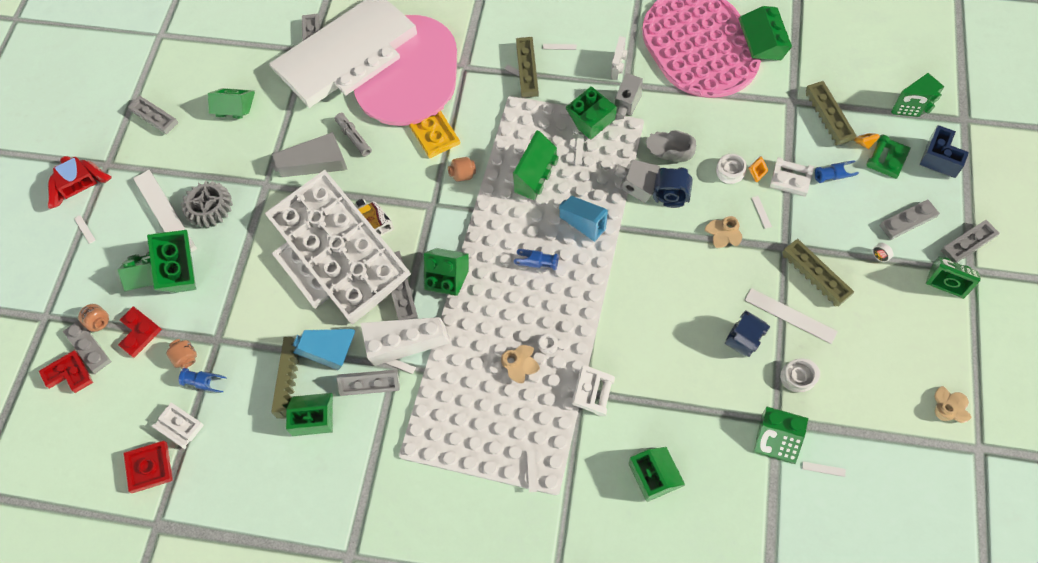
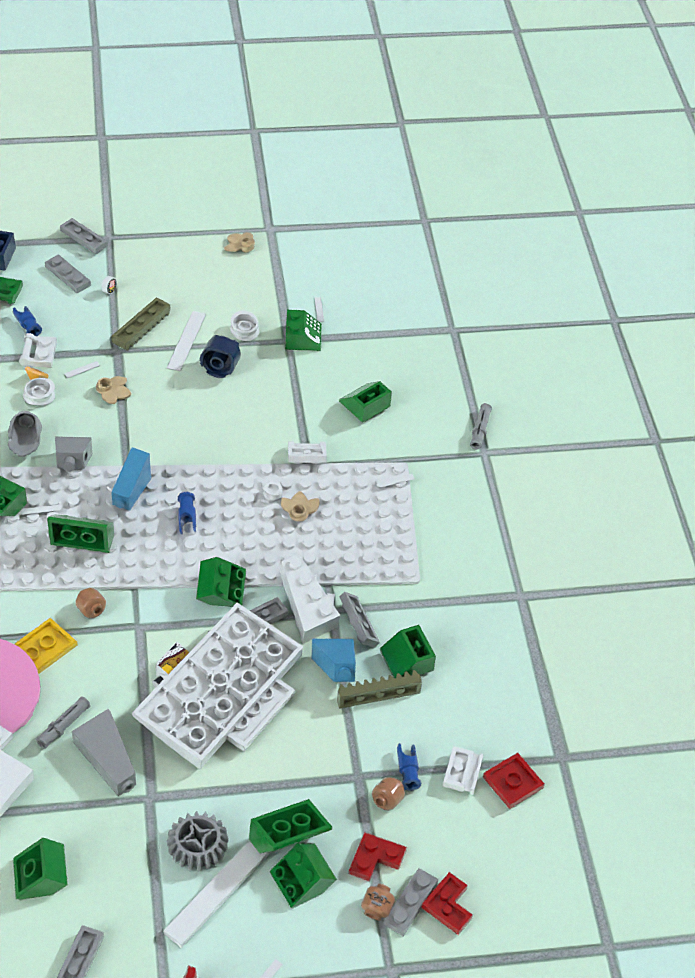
camera: 115 degrees left, 15 degrees down
(673, 187) = (77, 421): dark blue brick -> none
(952, 277) = (123, 241): green slope -> none

